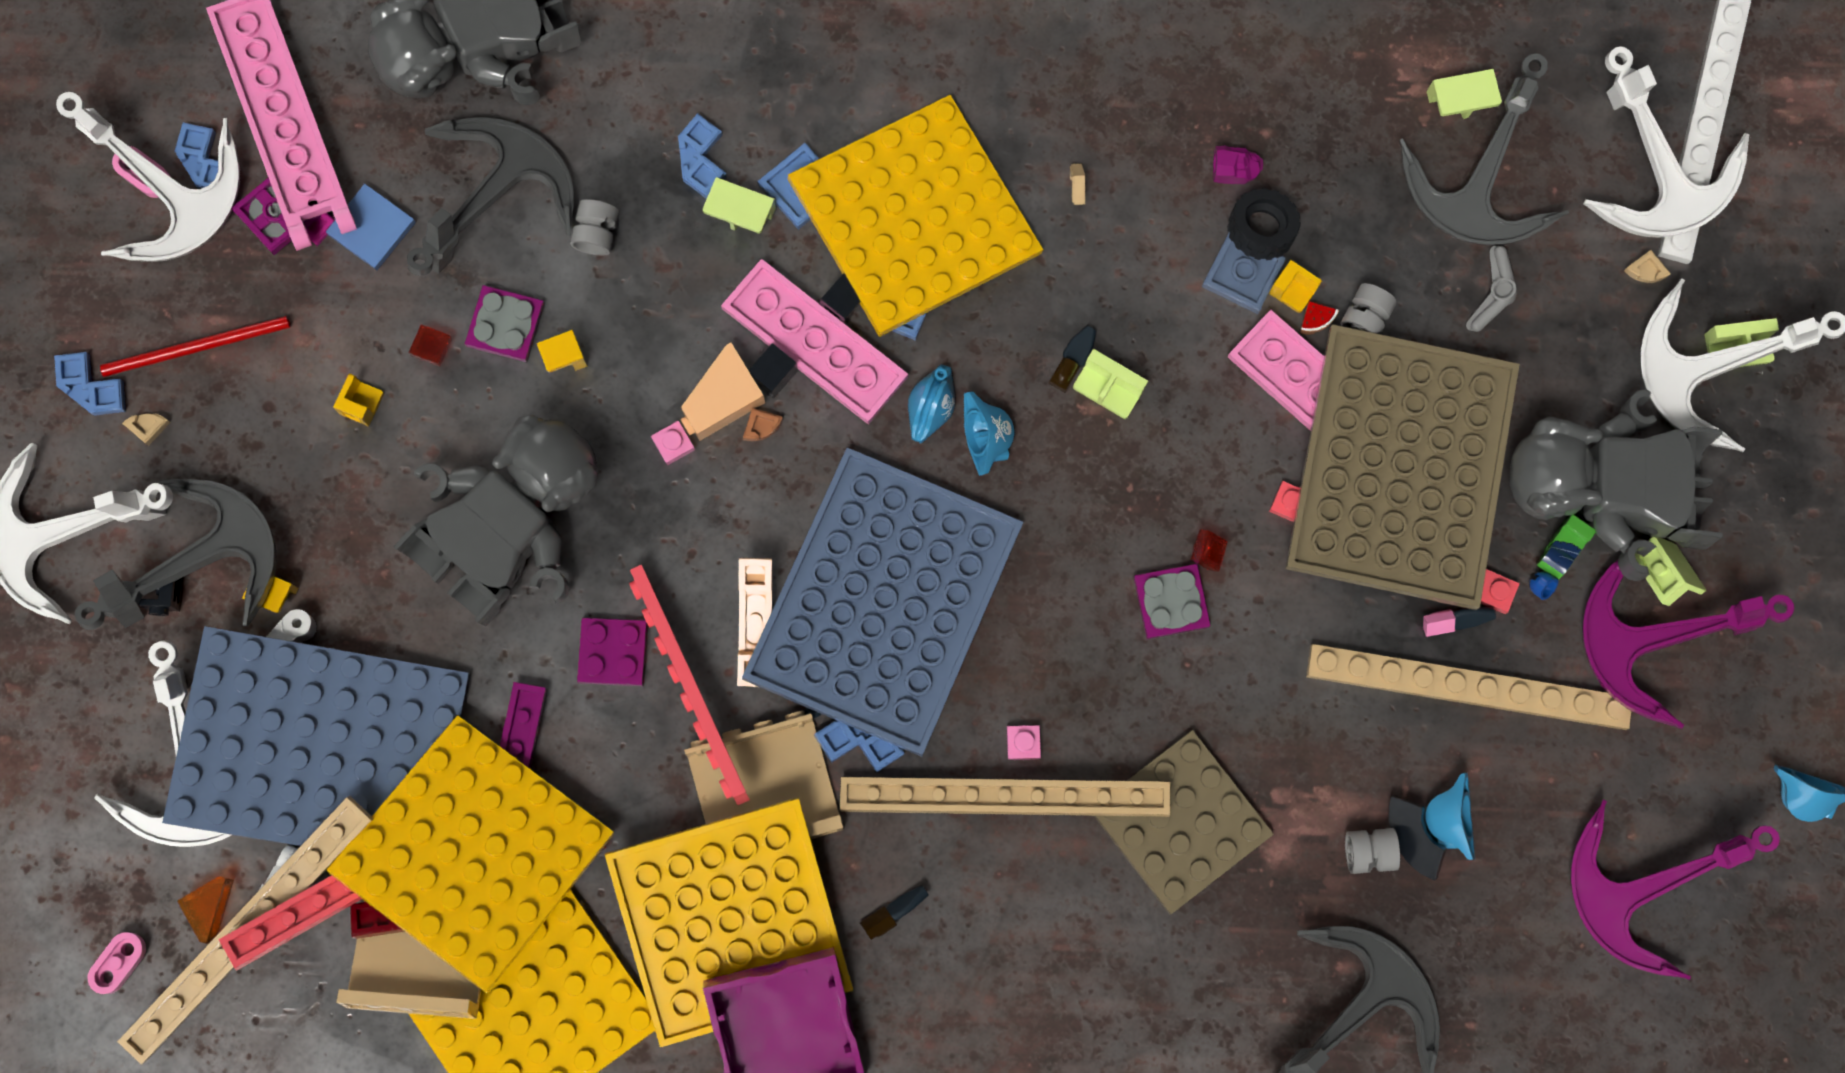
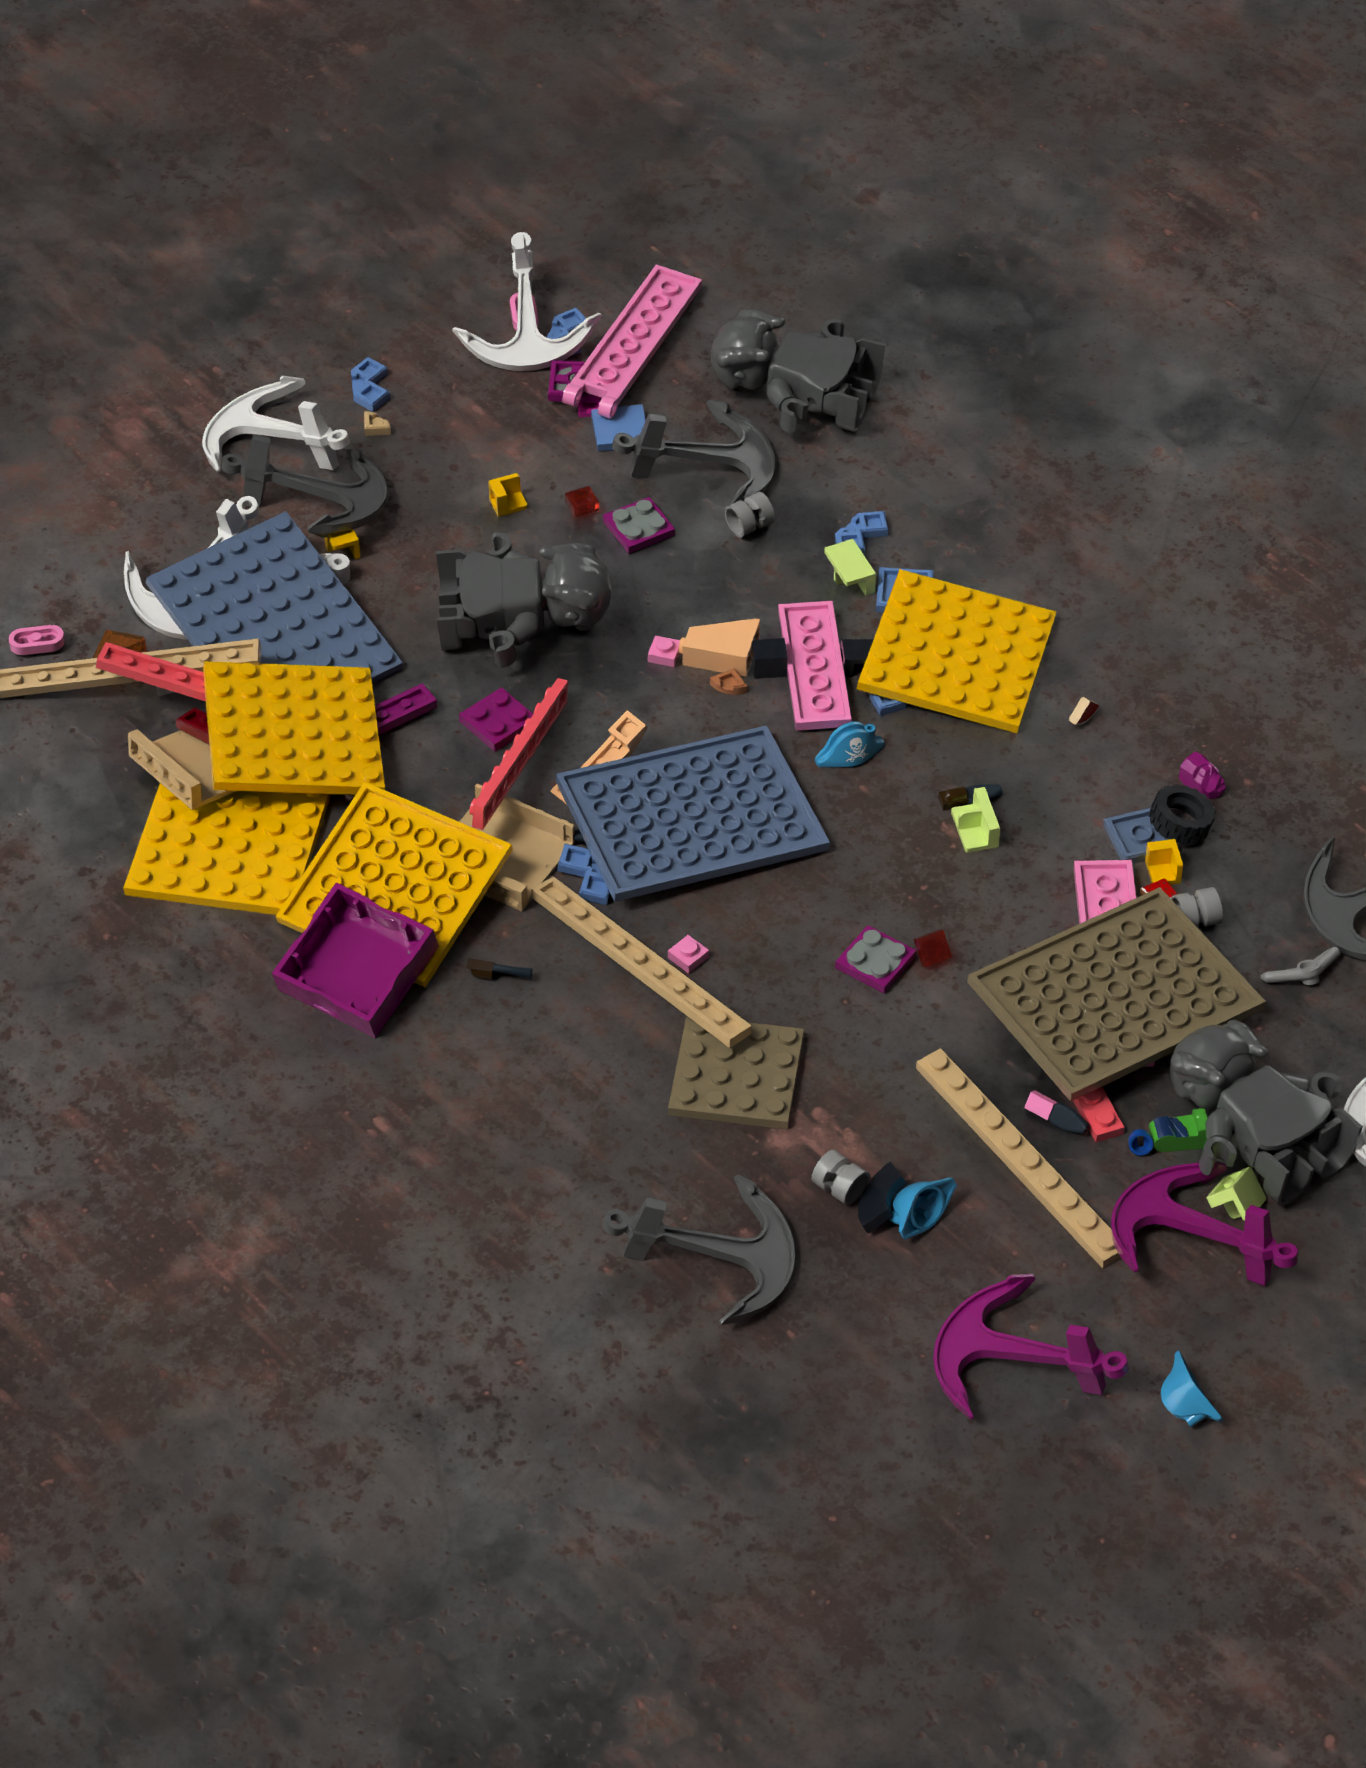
camera: 50 degrees right, 30 degrees down
(168, 599) = (285, 500): black bracket -> none
(194, 346) = (450, 409): red piece -> none
(561, 352) = (657, 554): yellow panel -> none
(987, 432) = (867, 785): dark azure hat -> none

